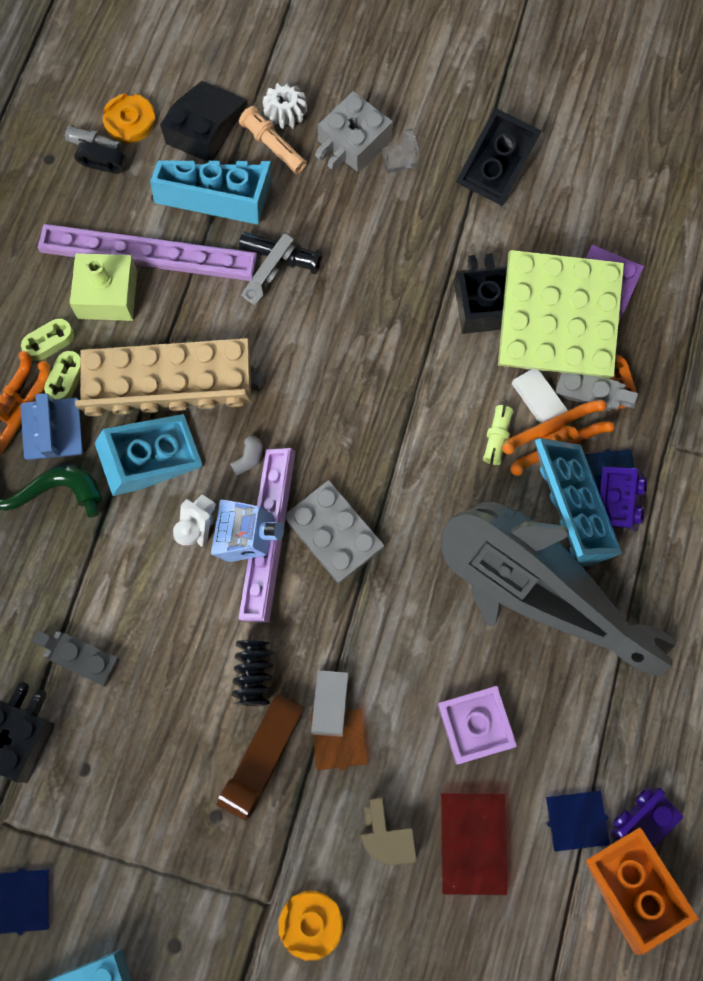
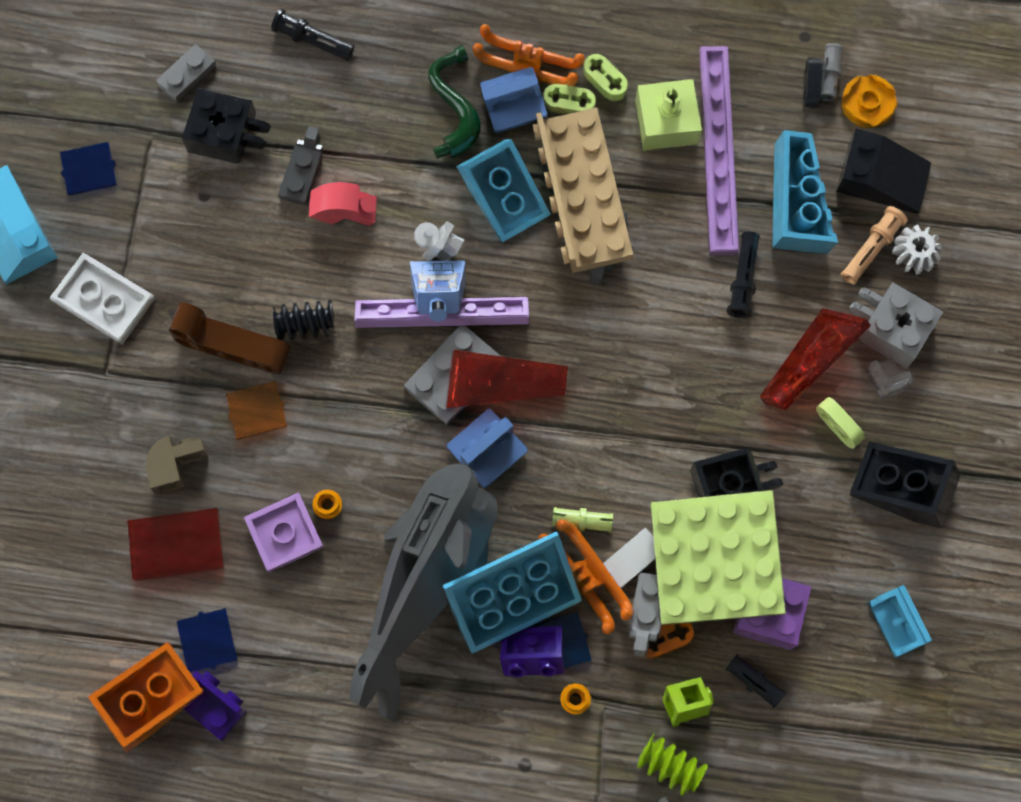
camera: 80 degrees right, 0 degrees up
(129, 617) = (342, 201): none -> coral brick
(181, 899) = (102, 298): none -> white tile
(251, 455) = (518, 284): light grey arm -> none
(267, 270) = (716, 263): light grey hinge -> none
(310, 925) = (91, 410): light orange tile -> none
(330, 703) = (287, 395): light grey tile -> none
(350, 488) = (498, 379): none -> clear red wing
(368, 202) = (814, 353): none -> clear red wing
(414, 511) = (487, 447): none -> medium blue bracket
(437, 199) = (840, 422): none -> yellowish green beam
(455, 668) = (323, 496): none -> light orange plate
(622, 187) = (899, 621): none -> medium azure hinge
(664, 312) = (755, 681): none -> black pin
(672, 463) = (578, 689): none -> light orange plate
(680, 370) = (687, 691): none -> lime brick

